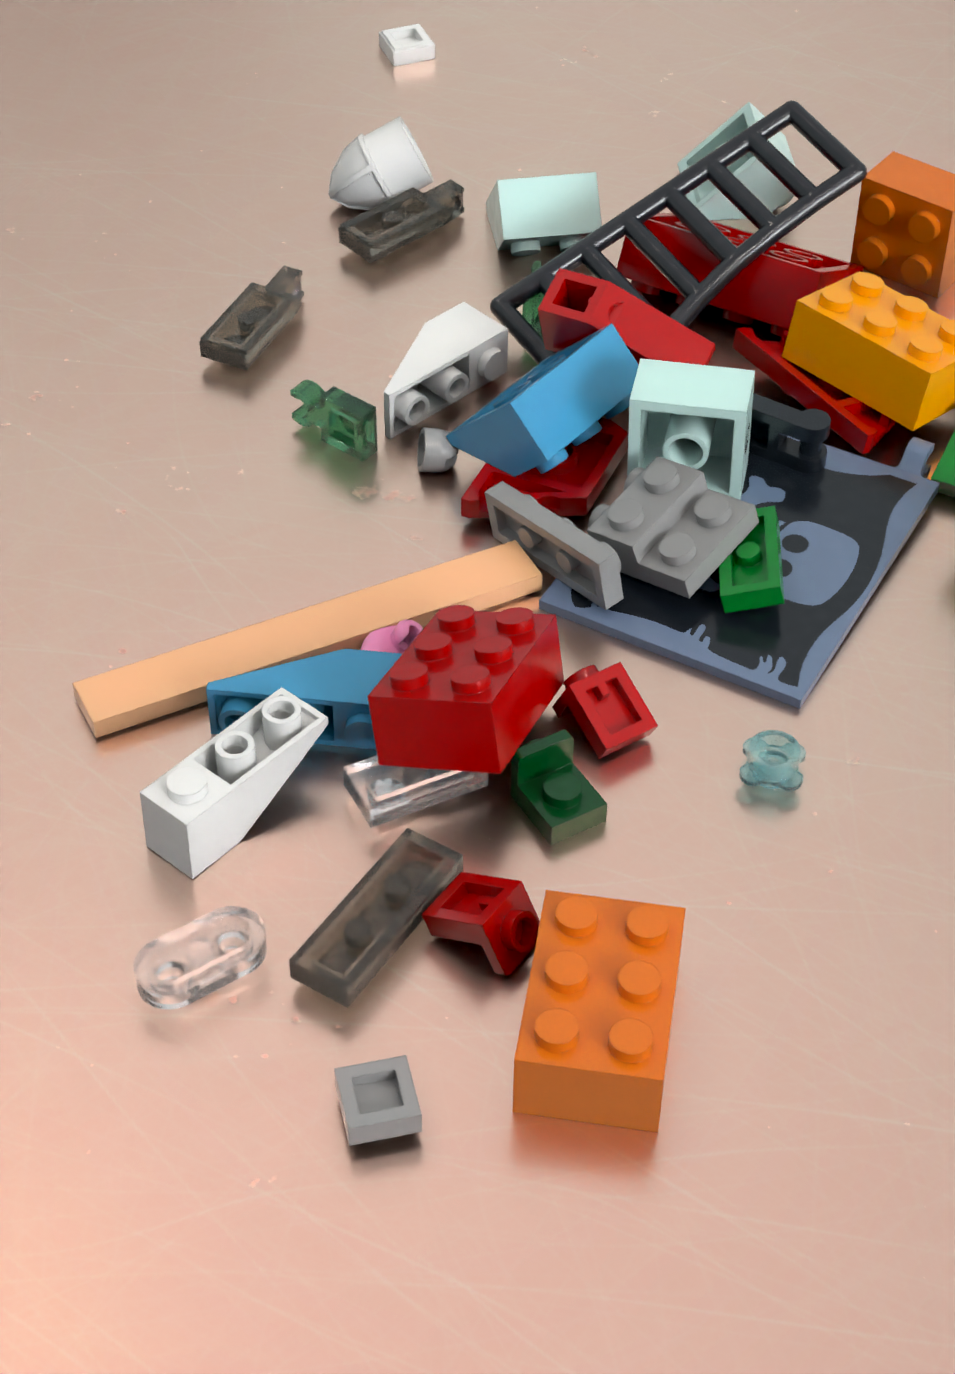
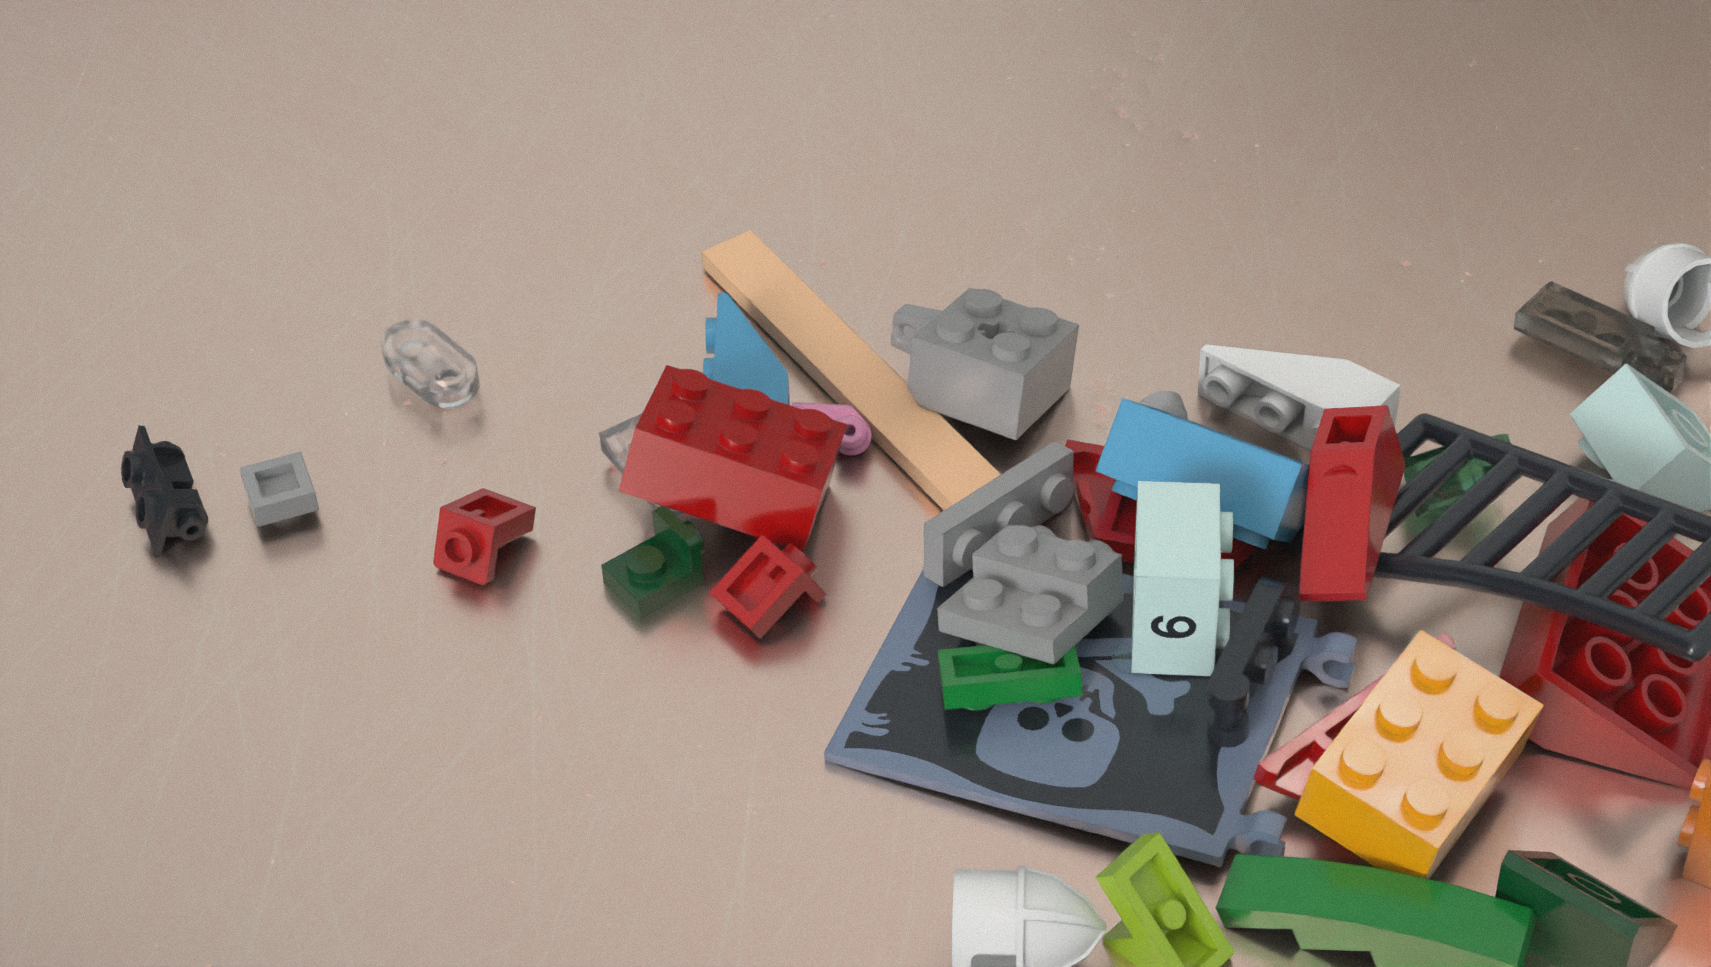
camera: 85 degrees right, 0 degrees up
(227, 783) = (611, 332): white slope -> none
(254, 320) = (1354, 252): clear smoke hinge -> none
(343, 418) = (1184, 335): clear green plate -> none
(352, 1226) = (162, 491): none -> black hinge
(357, 522) = (987, 359): none -> light grey hinge
(375, 917) = (483, 459): clear smoke plate -> none
(599, 1011) = (366, 610): orange brick -> none
(772, 761) = (719, 728): clear light blue plate -> none

